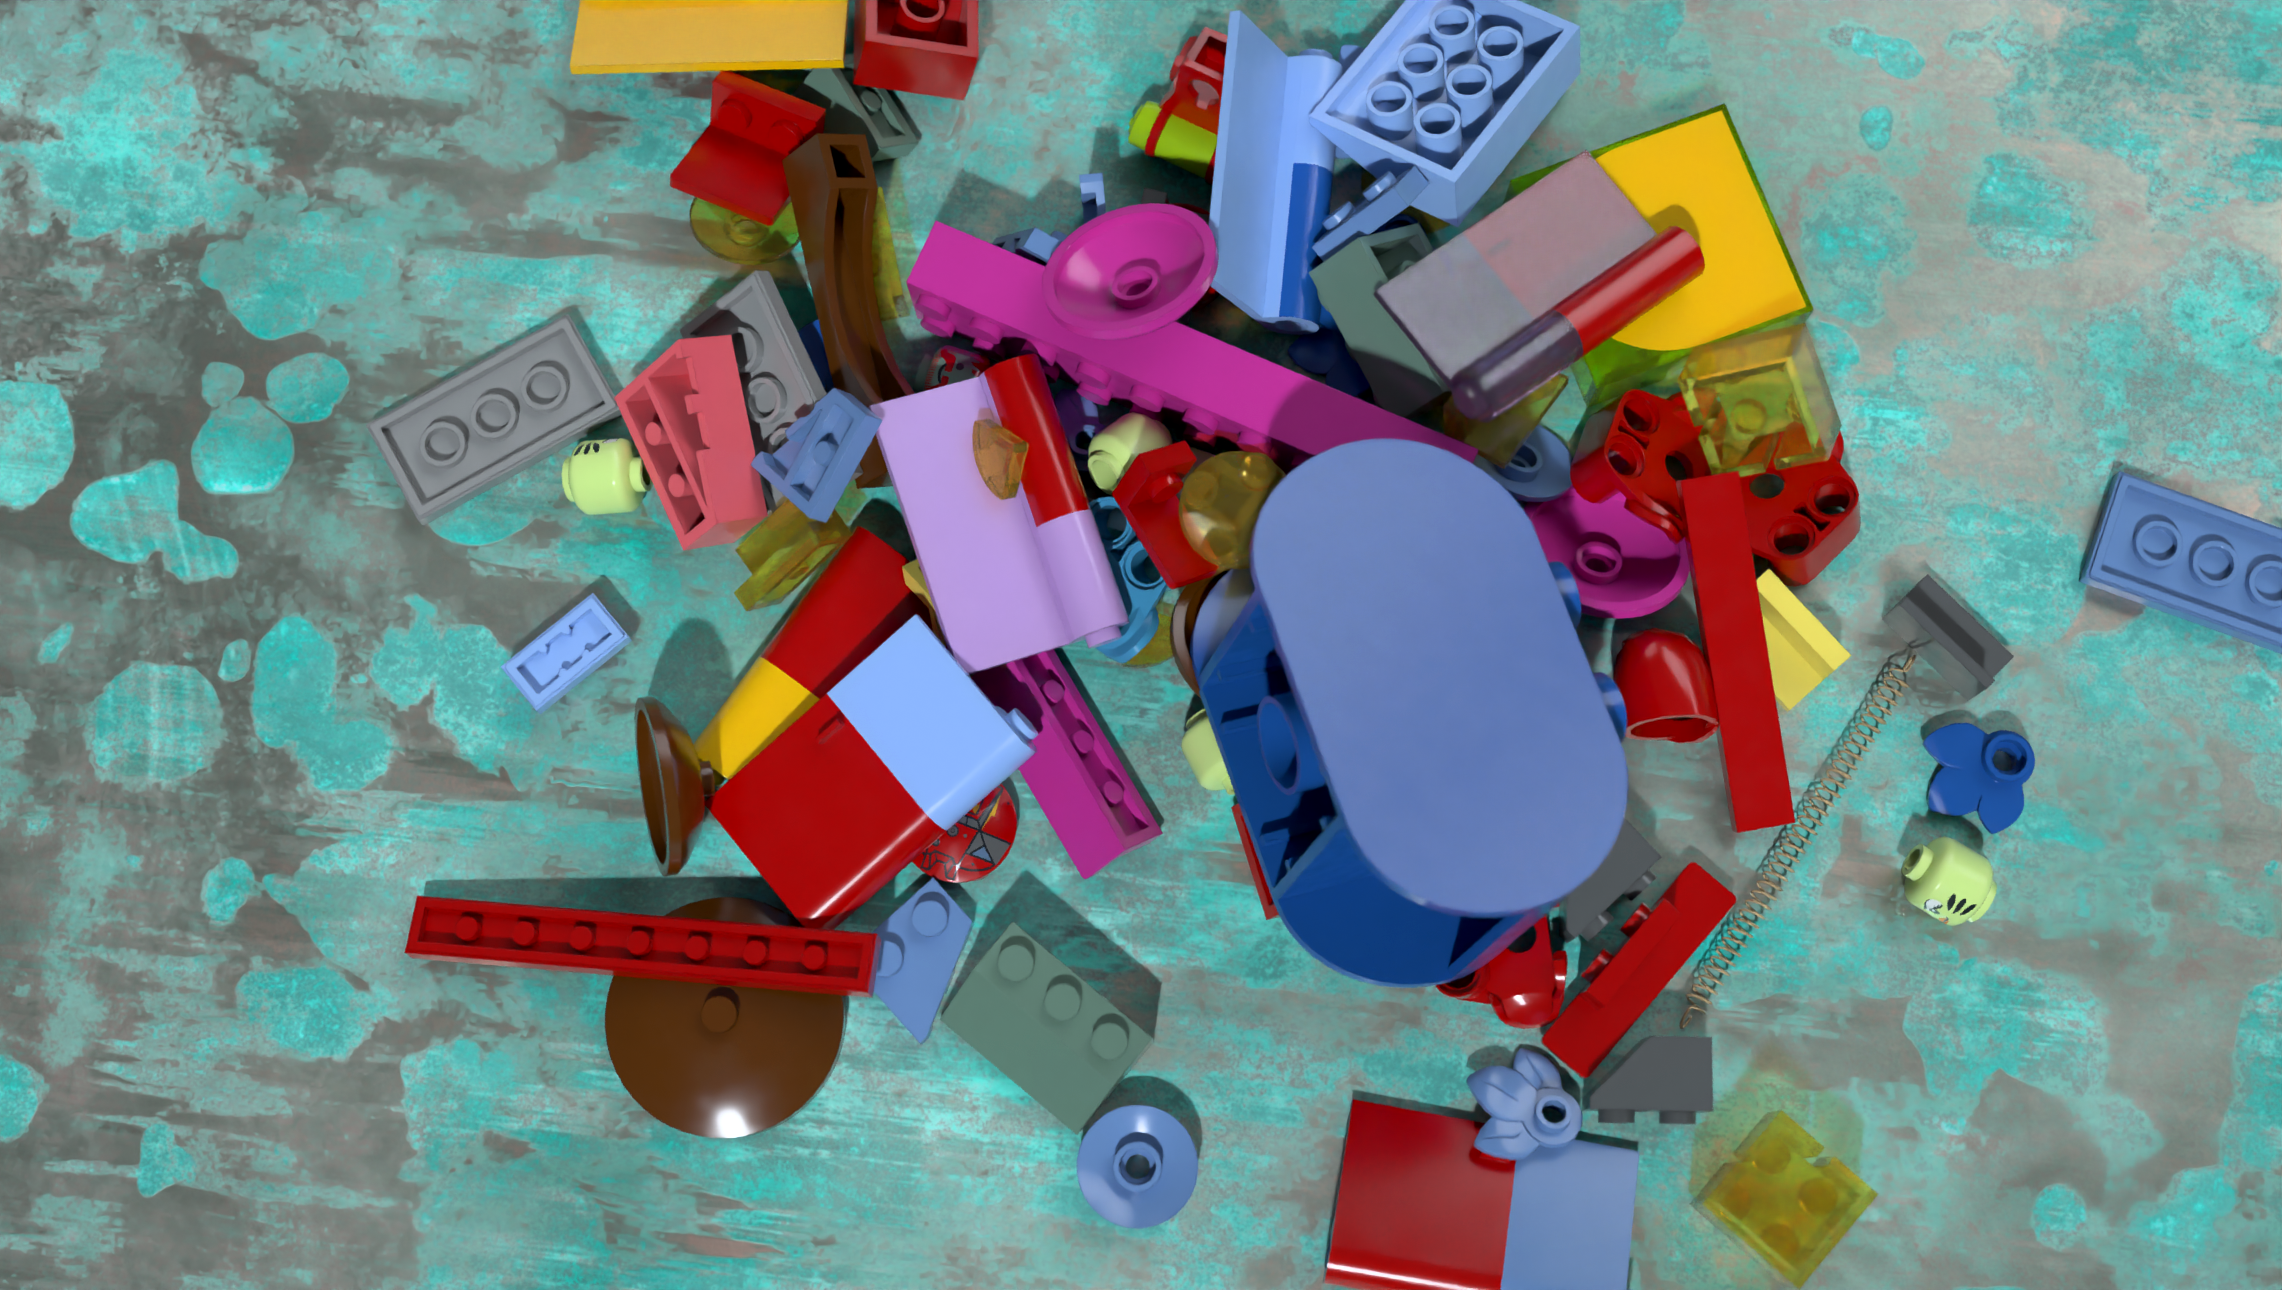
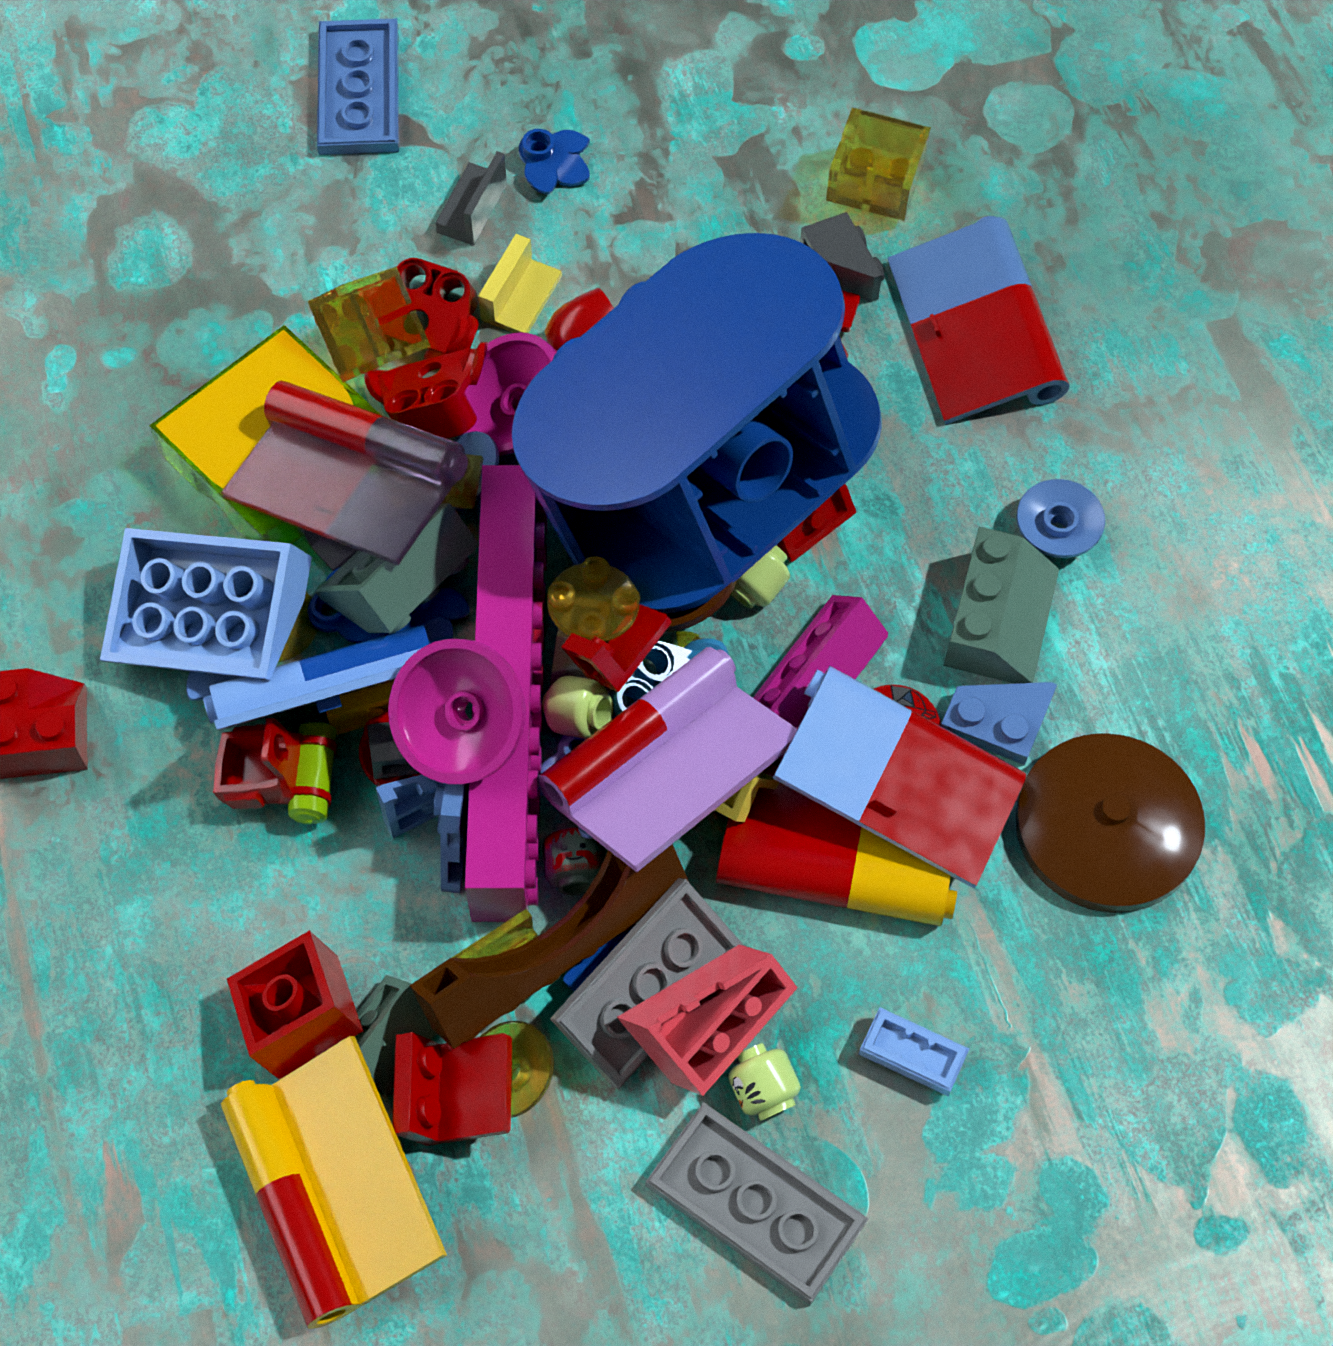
camera: 120 degrees left, 15 degrees down
(645, 946) = (1100, 892): red tile -> none
(670, 784) = (983, 909): reddish brown dish -> none
(786, 554) = (757, 911): clear yellow panel -> none
(821, 453) = (685, 898): medium blue wing -> none
(998, 457) = (629, 769): clear yellow tile -> none
(1379, 204) = (326, 608): medium blue wing -> none
(1516, 1106) = (896, 325): medium blue plate -> none
(1735, 651) = (537, 298): red tile -> none
(1909, 663) = (598, 232): tan piece -> none
(1948, 881) = (633, 145): yellowish green head -> none

